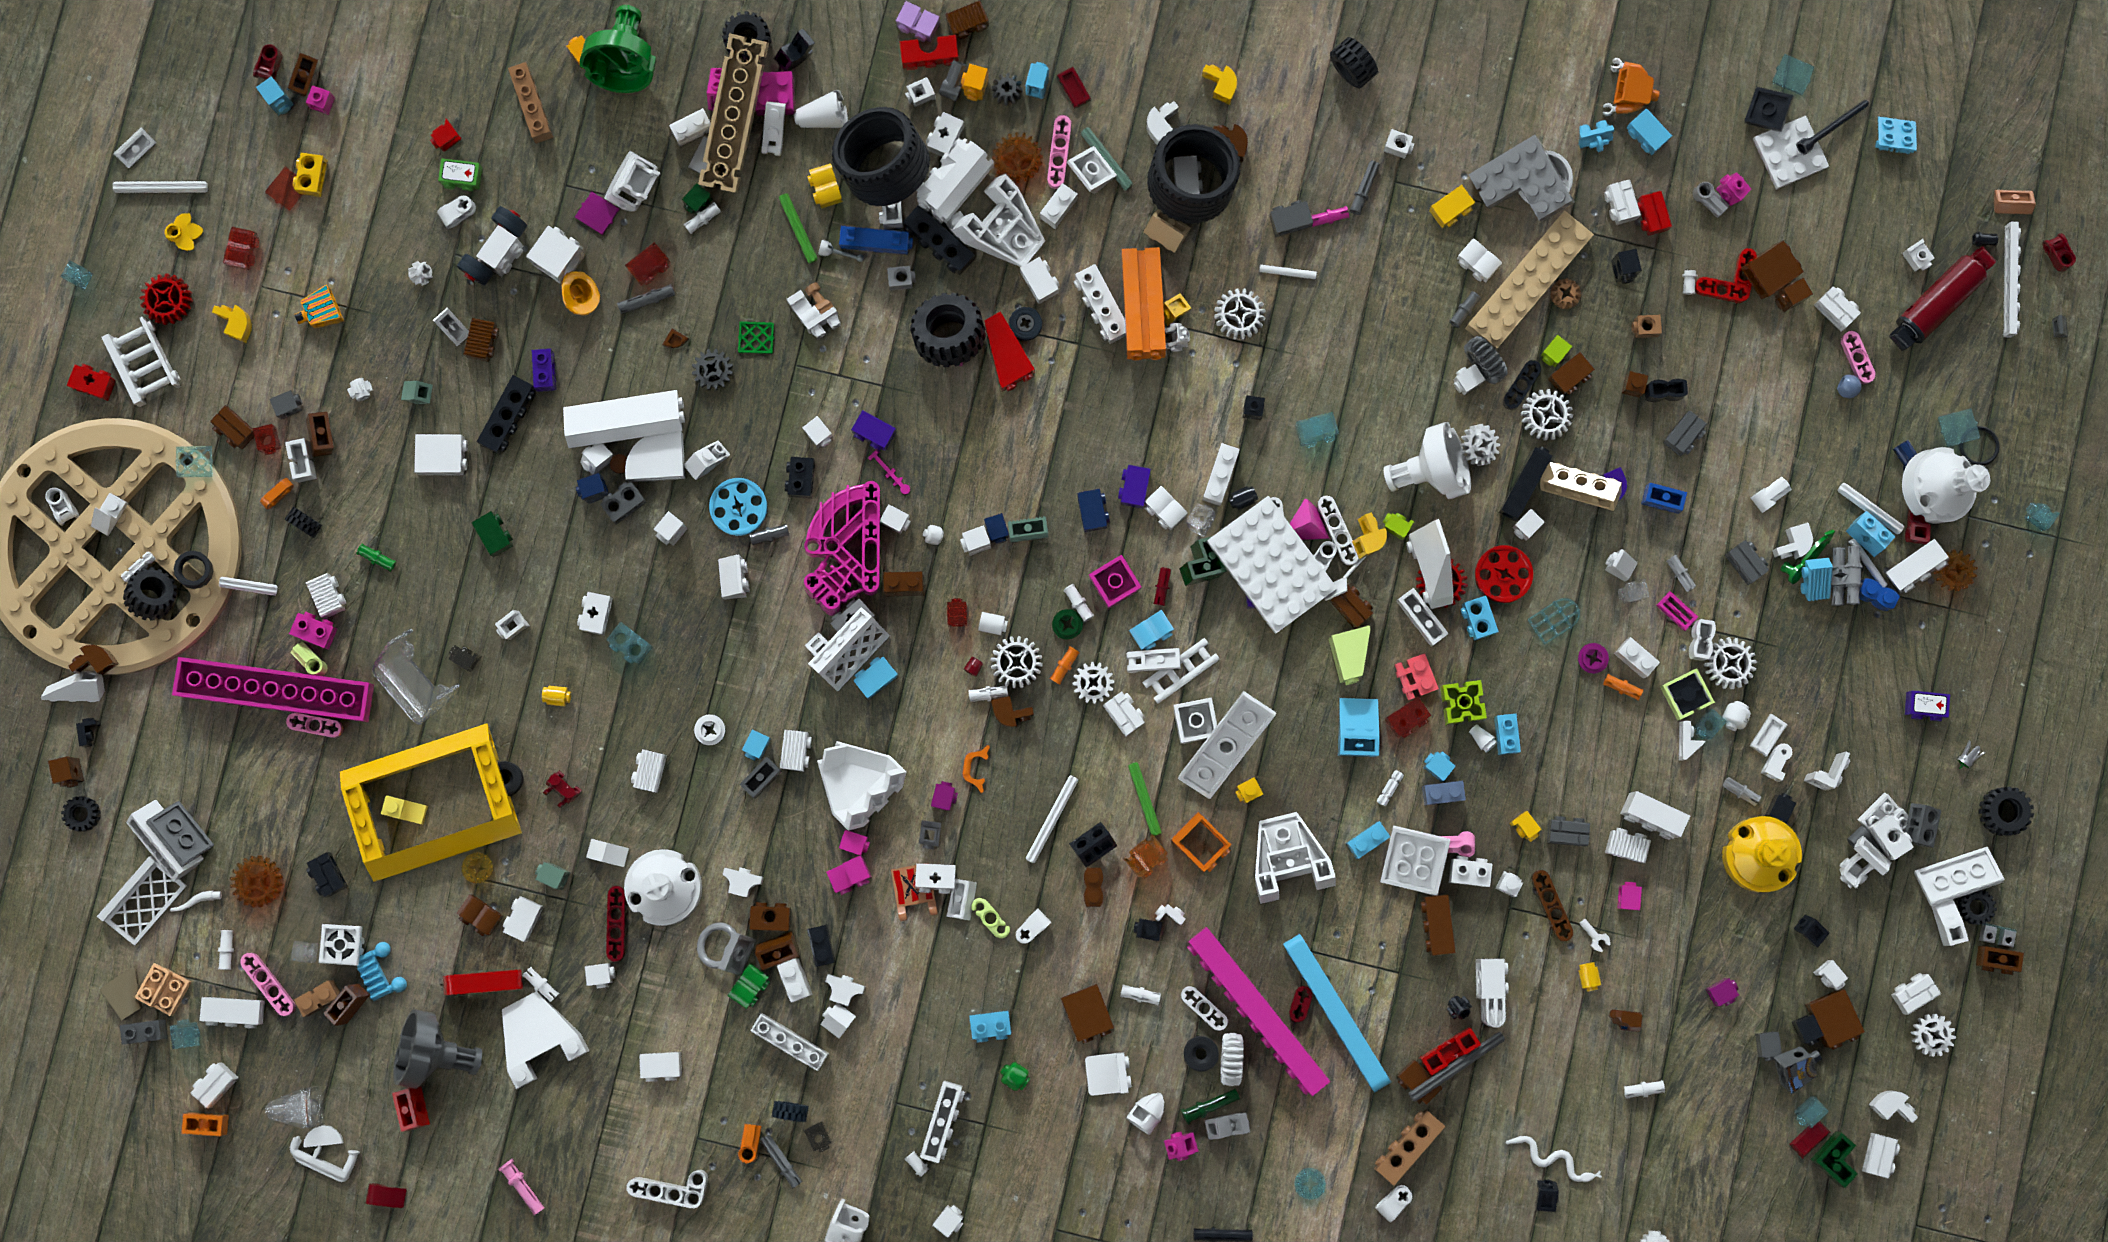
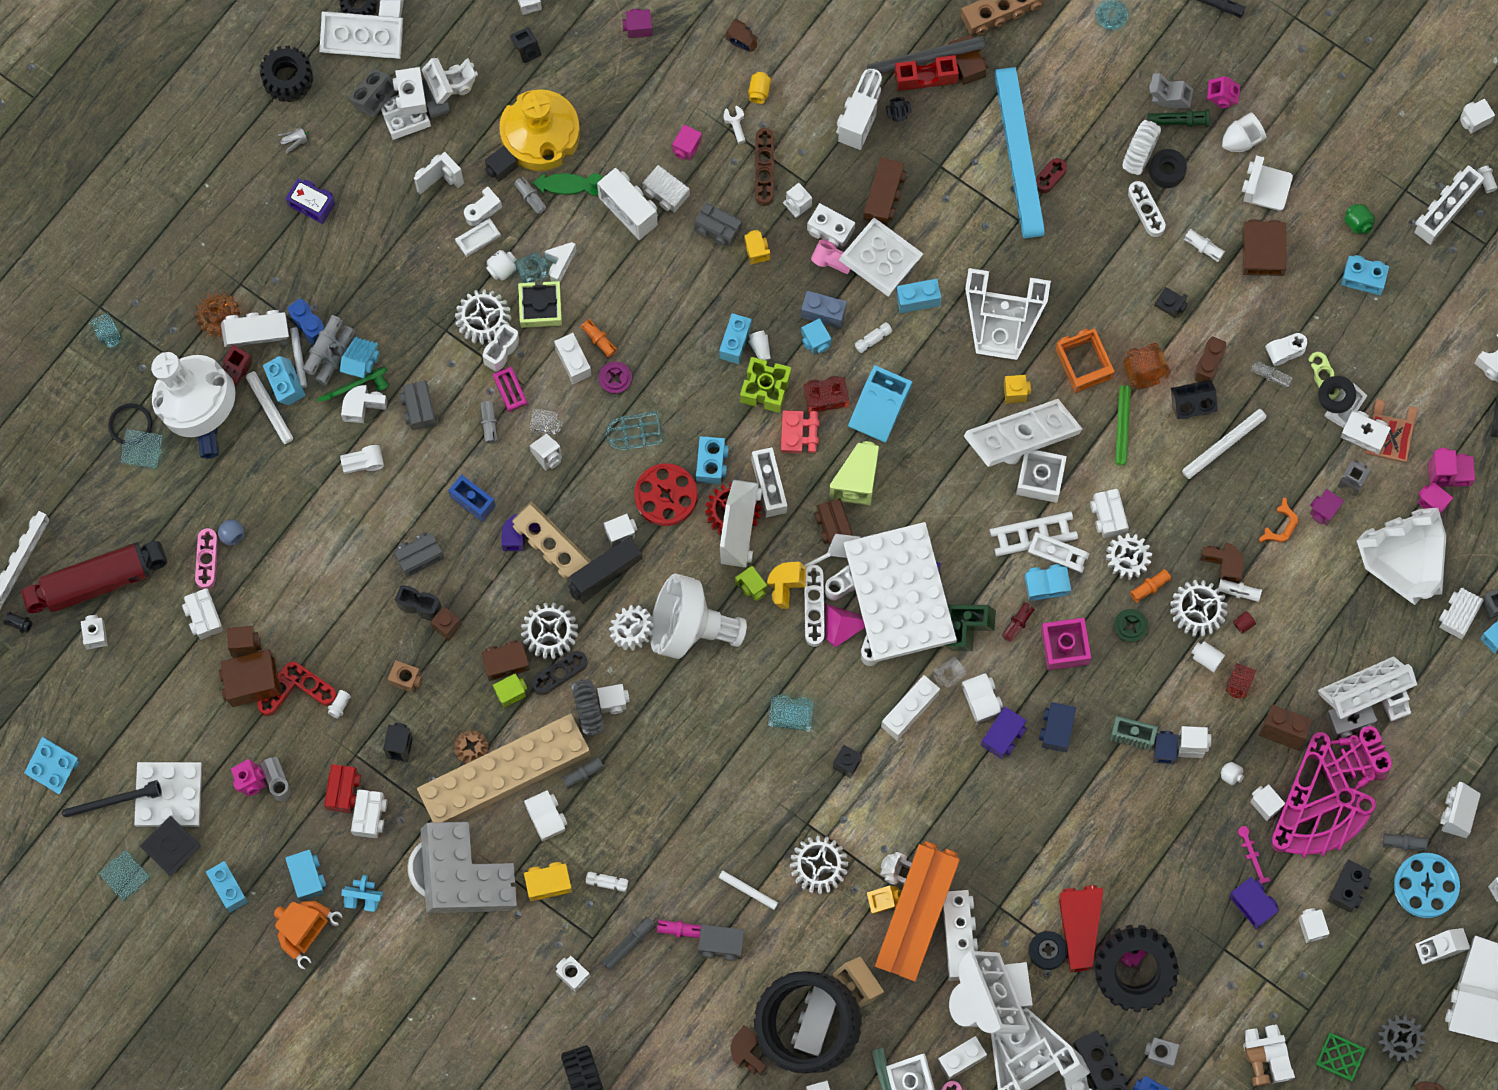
camera: 155 degrees left, 10 degrees down
(875, 677) = (1350, 651): medium azure brick -> none
(961, 897) = (1337, 406): none -> black tyre
(1035, 899) = (1271, 373): none -> clear axle
(1057, 253) = (986, 996): none -> white brick
(1078, 603) = (1110, 641): white pin -> none
(1176, 914) = (1140, 305): white bracket -> none
(1243, 498) = (897, 675): black brick -> none
(1258, 1011) = (1097, 181): dark pink brick -> none
(1404, 230) = (606, 881): none -> white axle
(1707, 96) = (226, 887): none -> medium azure brick
(1713, 818) = (568, 184): none -> green brick

